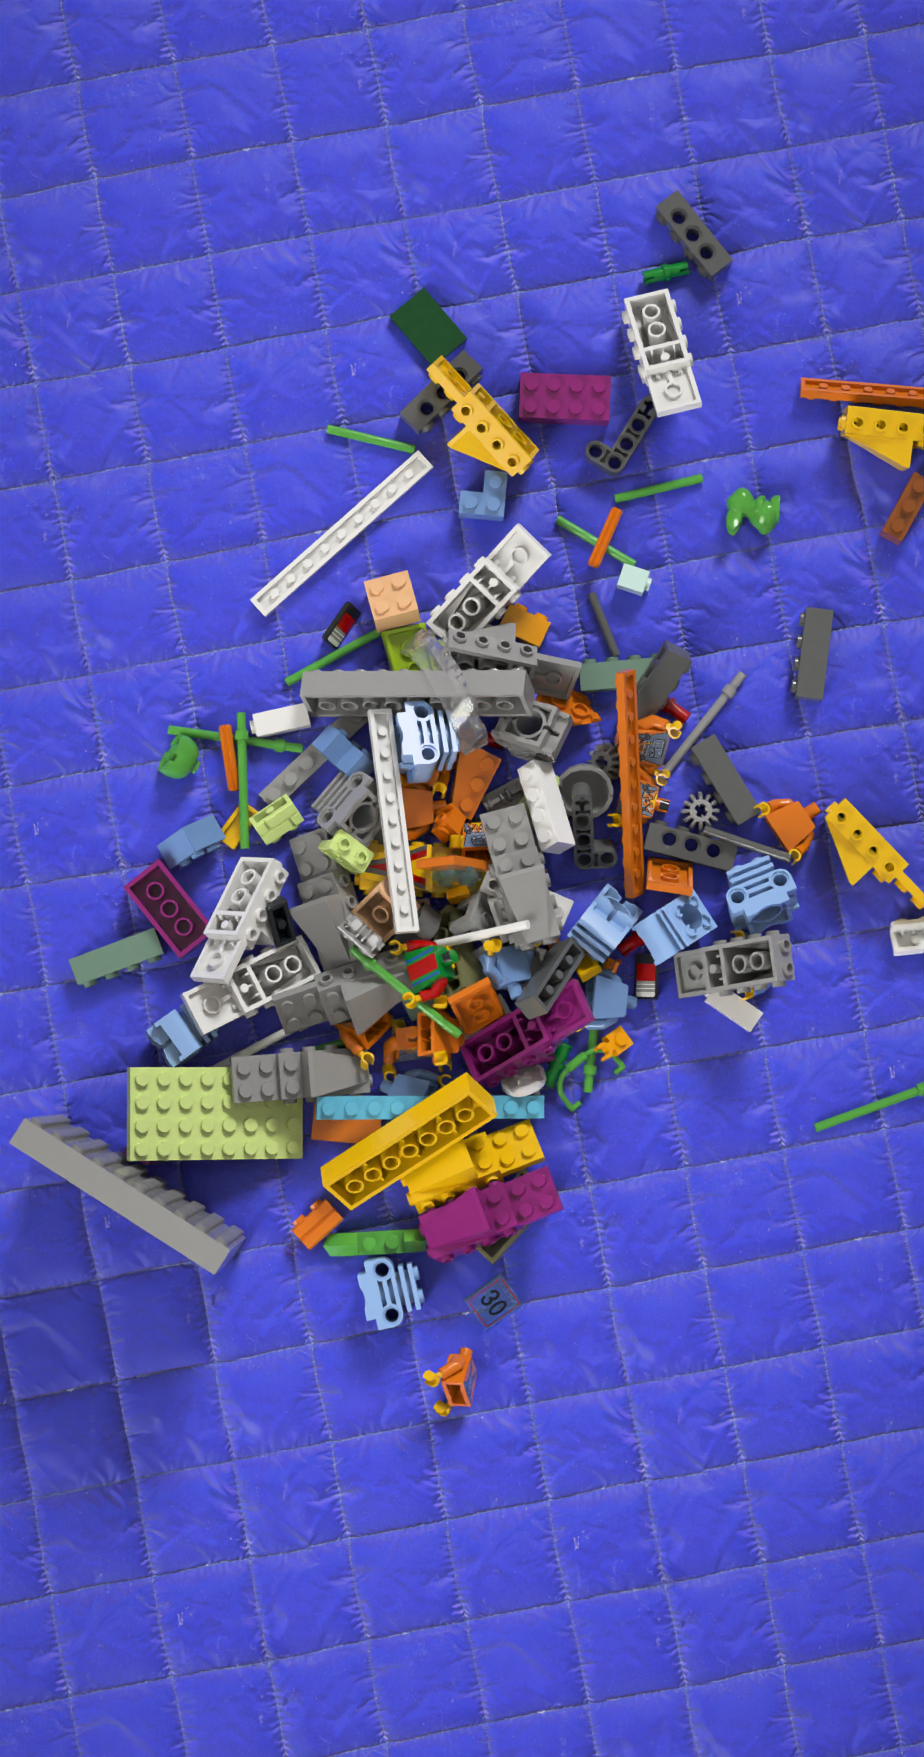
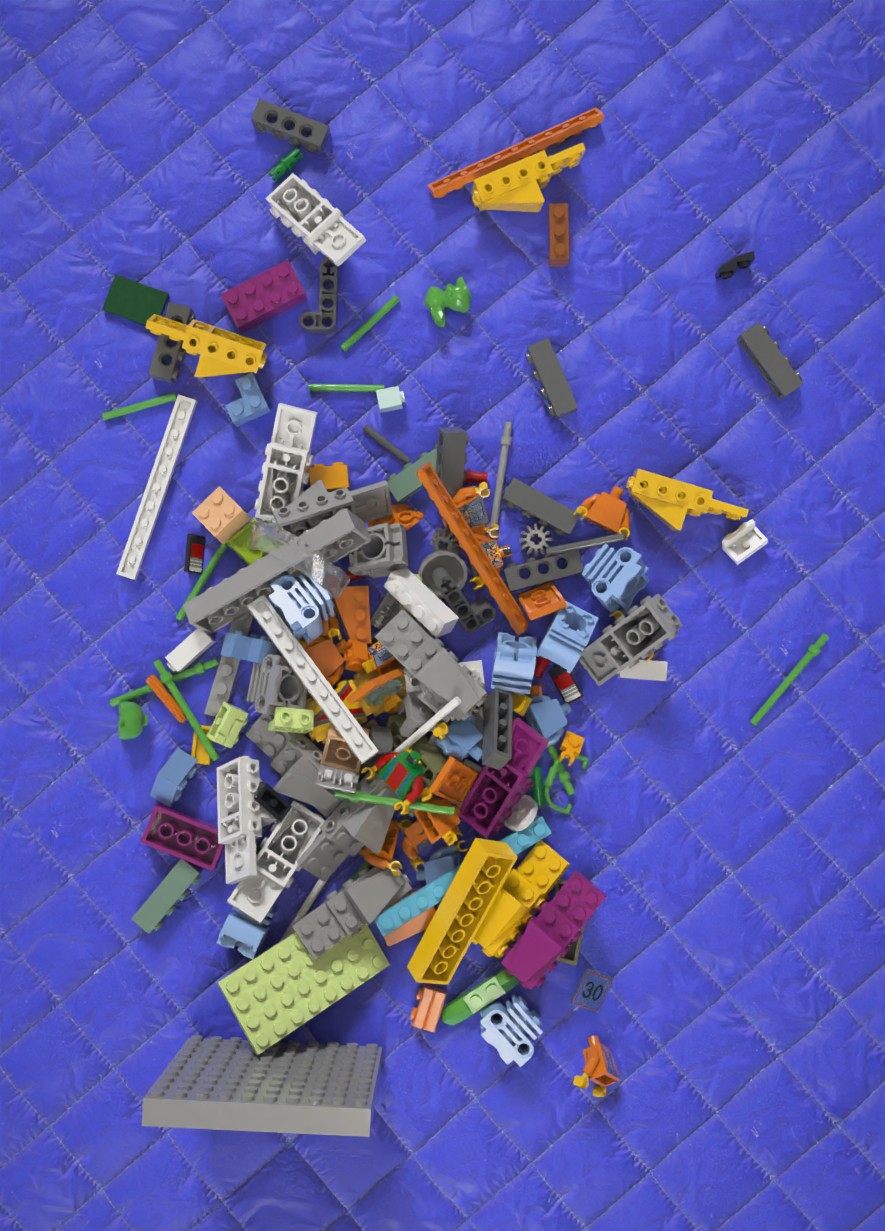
camera: 25 degrees left, 0 degrees up
(605, 537) = (351, 380): orange axle -> none

